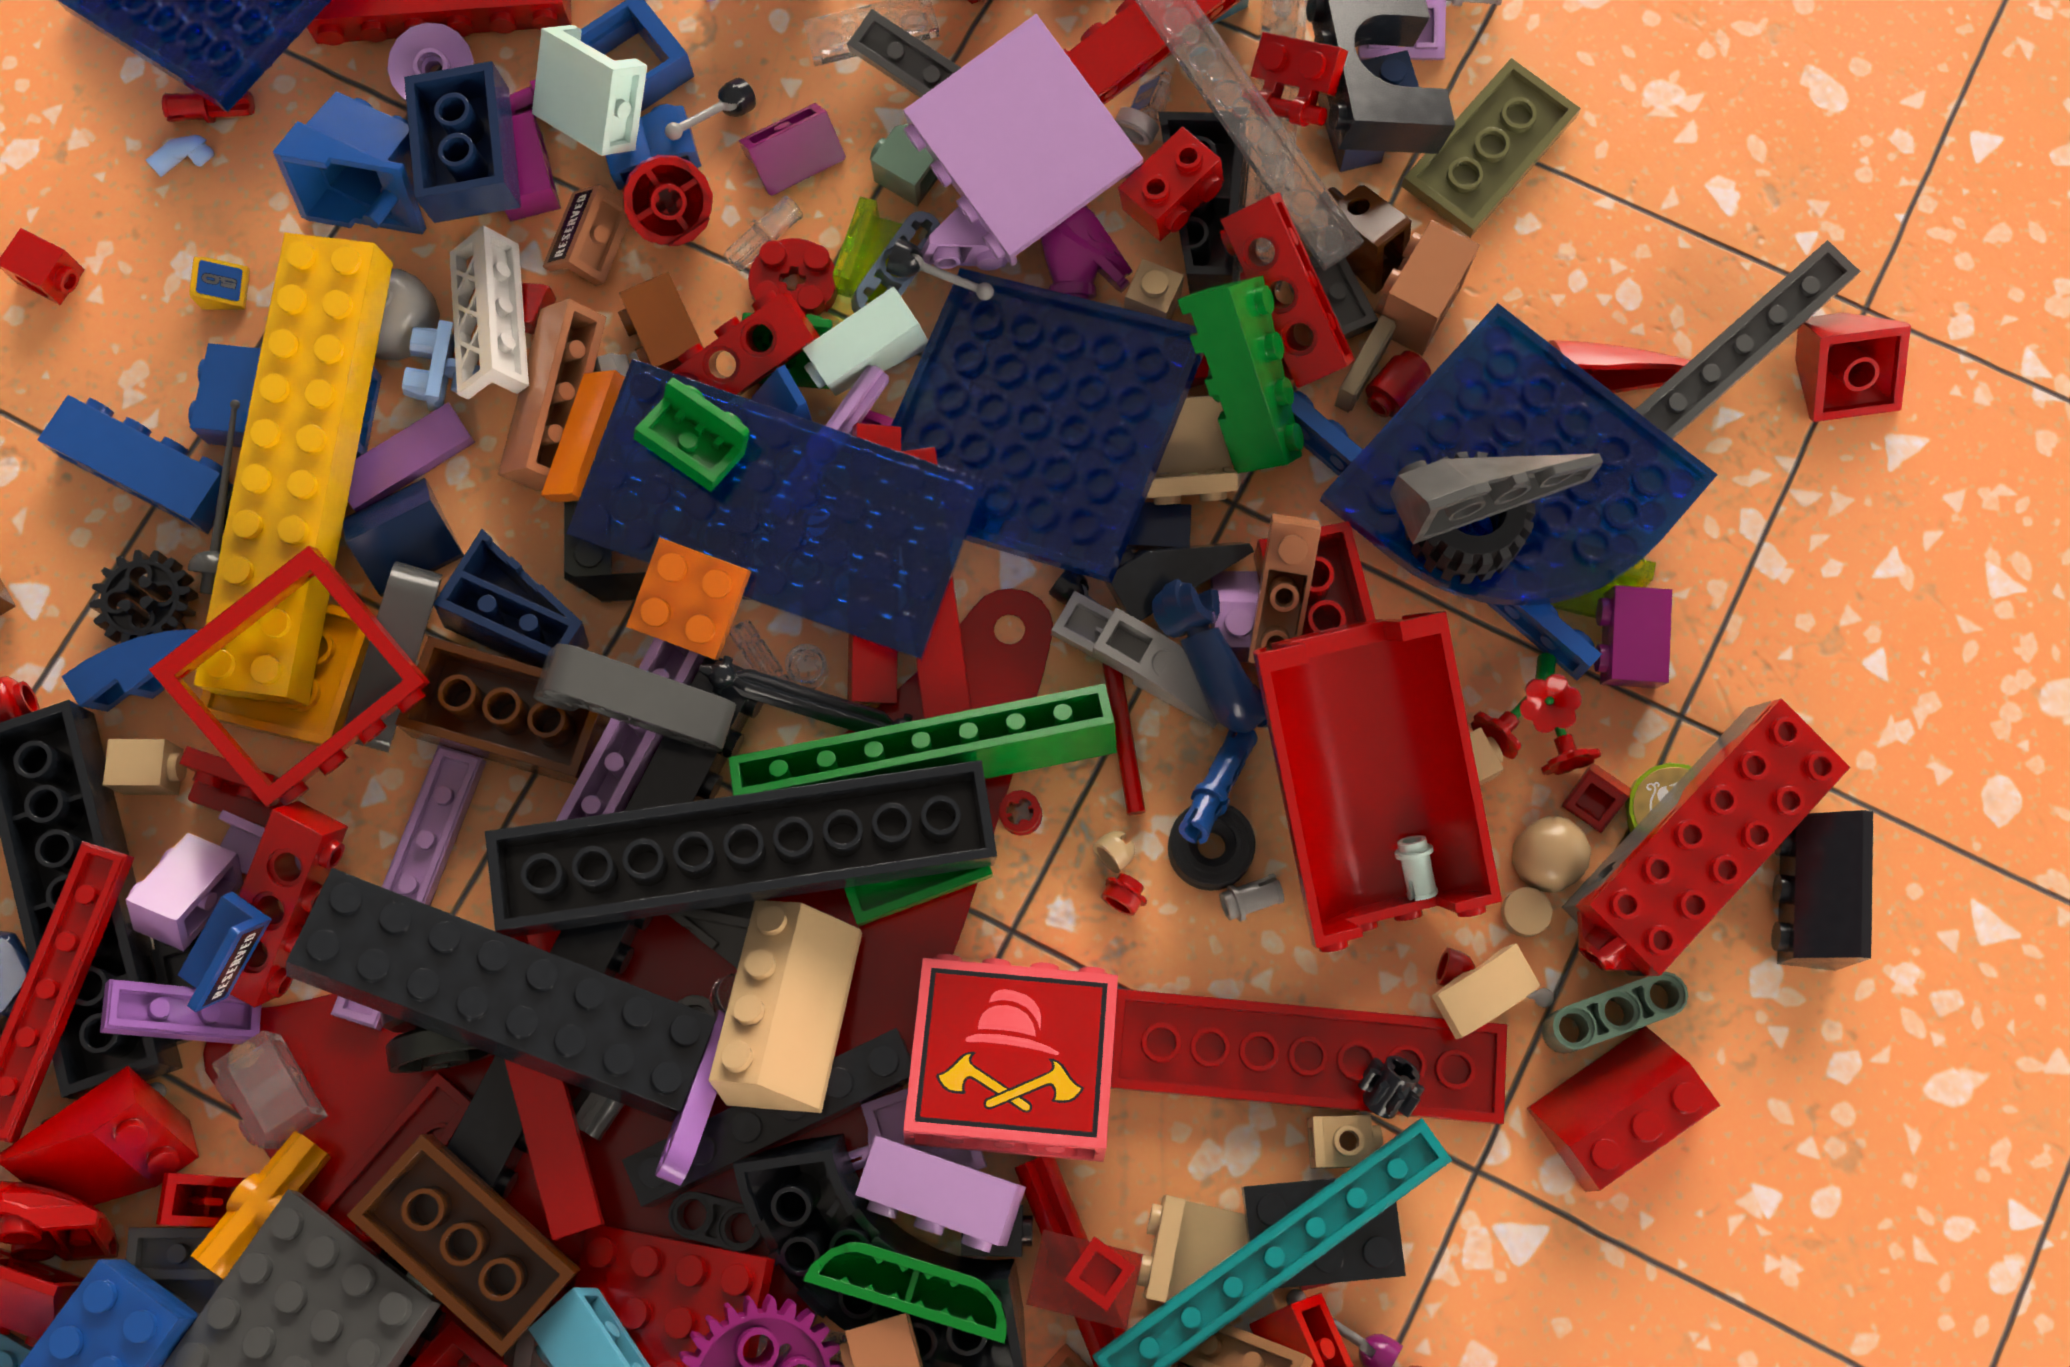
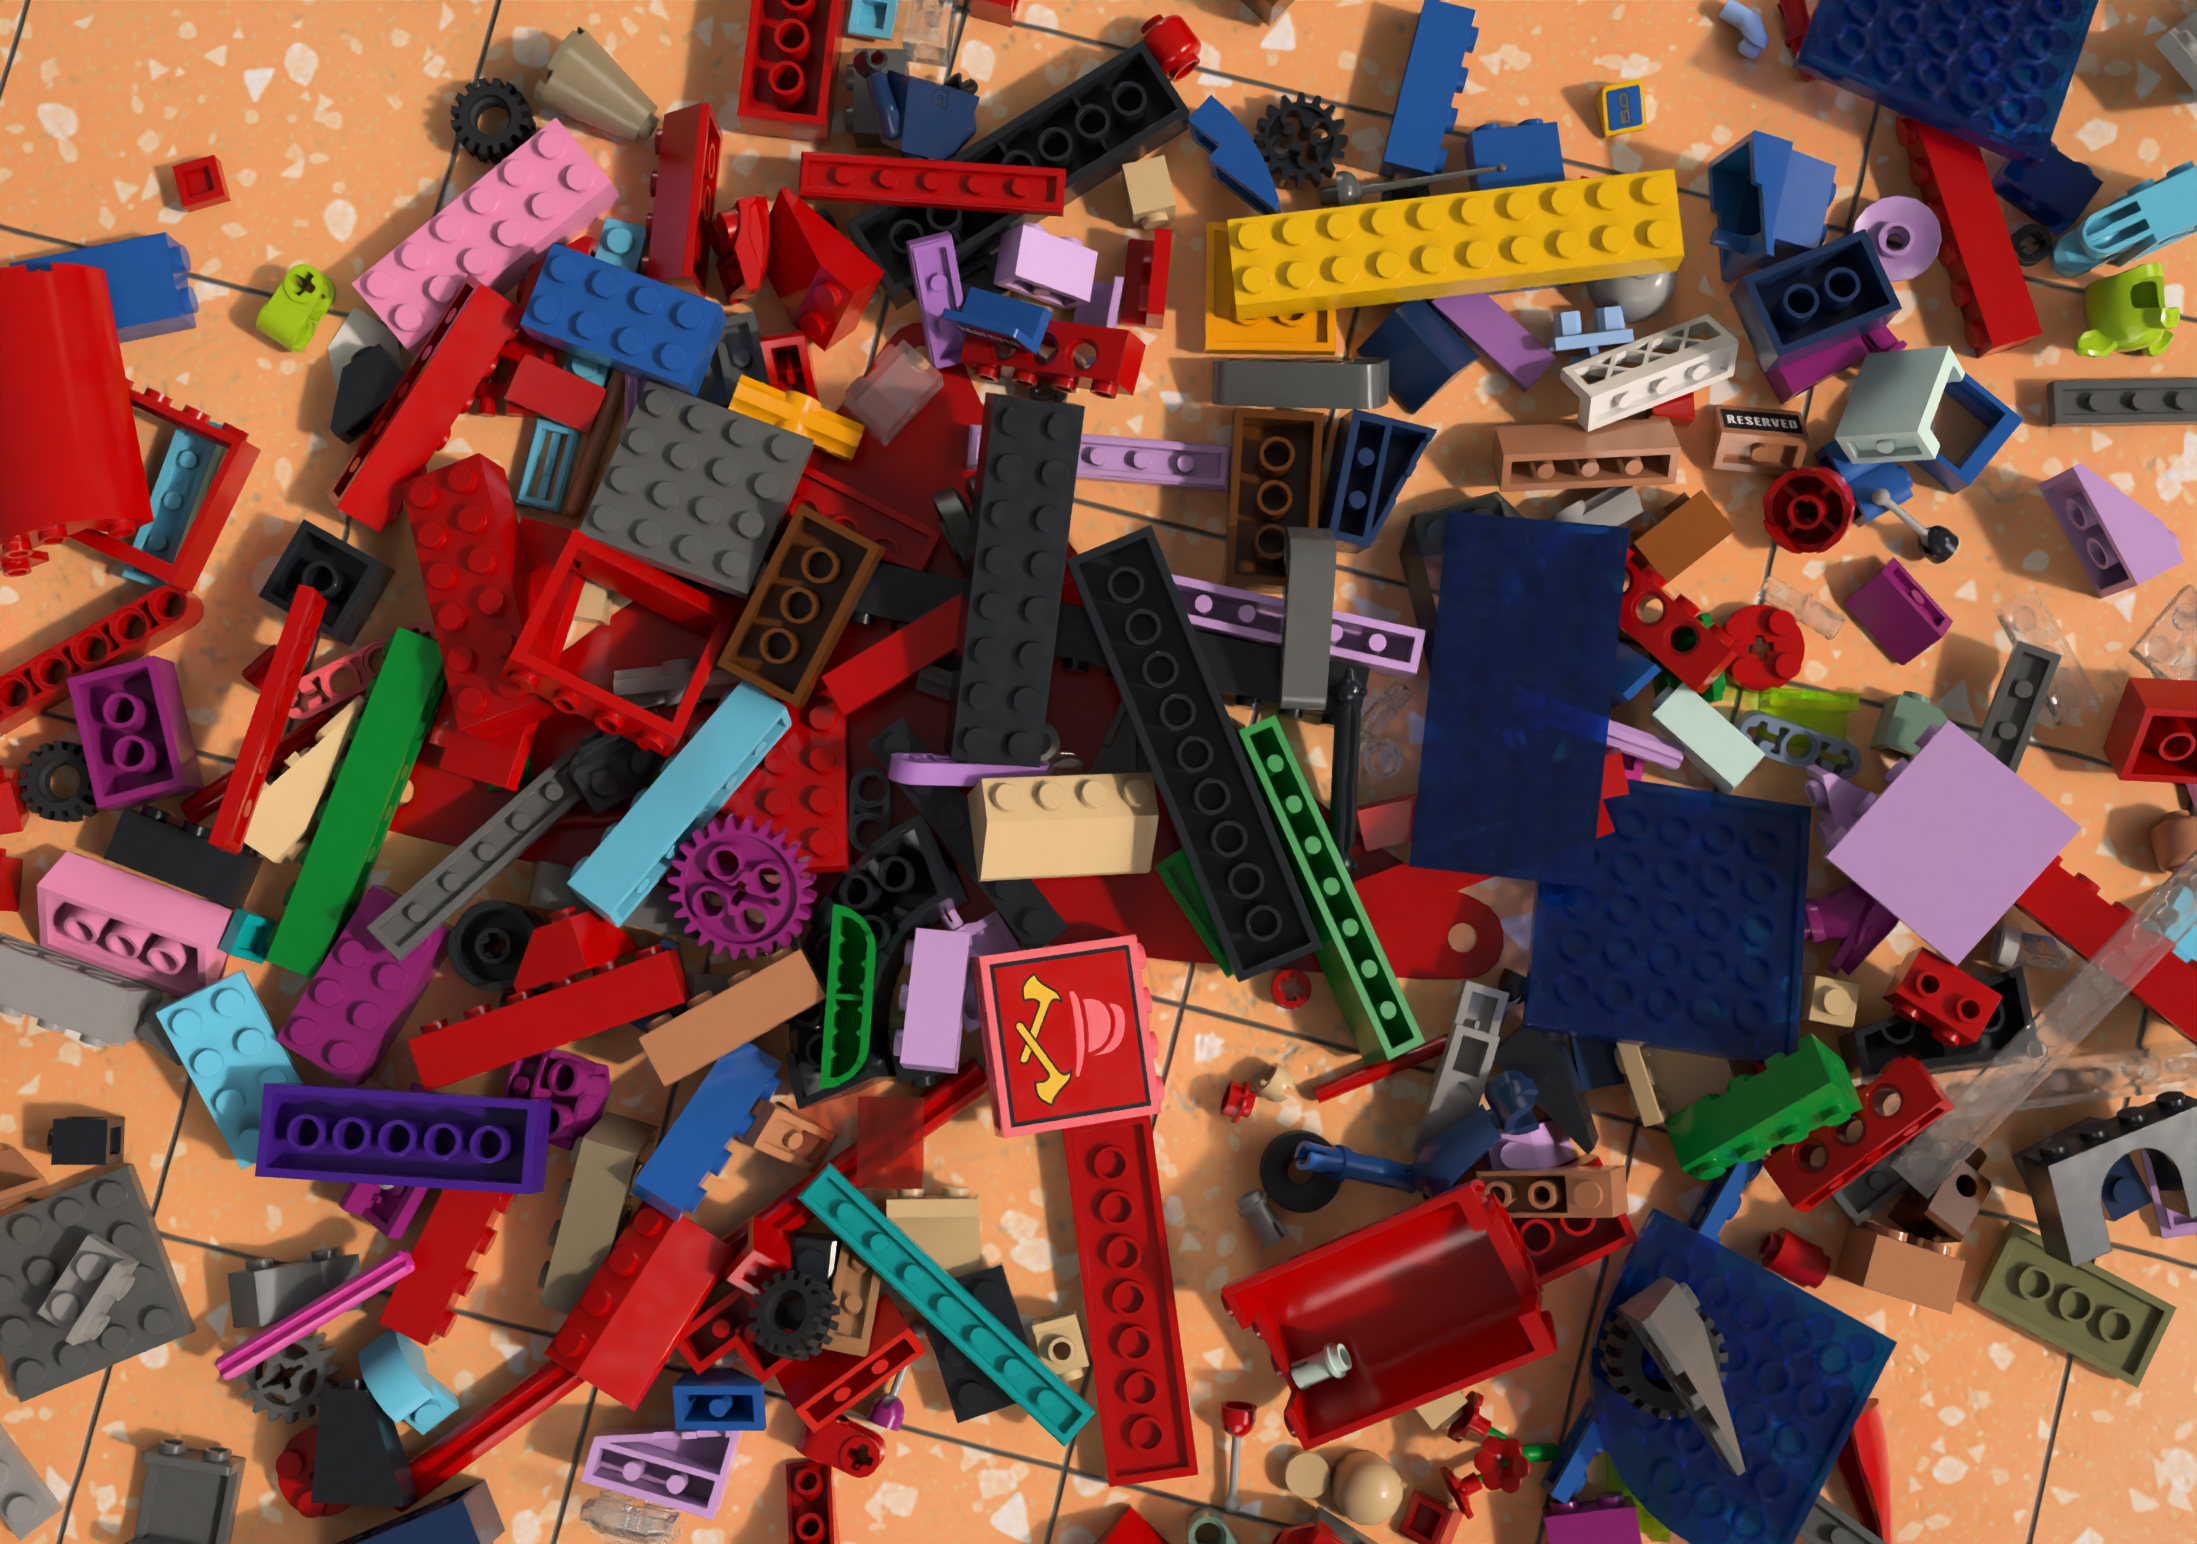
camera: 70 degrees right, 10 degrees up
(242, 615) = (1192, 362): red window -> none
(582, 435) = (1549, 498): orange tile -> none
(688, 598) = (1412, 641): orange plate -> none
(693, 434) = (1565, 607): green bracket -> none
(908, 260) = (1801, 757): hinge -> none
(1100, 1273) = (896, 1156): red plate -> none
(1300, 65) = (2098, 1099): red plate -> none
(1365, 363) = (1808, 1223): dark tan tile -> none
(1391, 1087) = (1116, 1380): black gear -> none
(1486, 991) = (1221, 1450): tan slope -> none

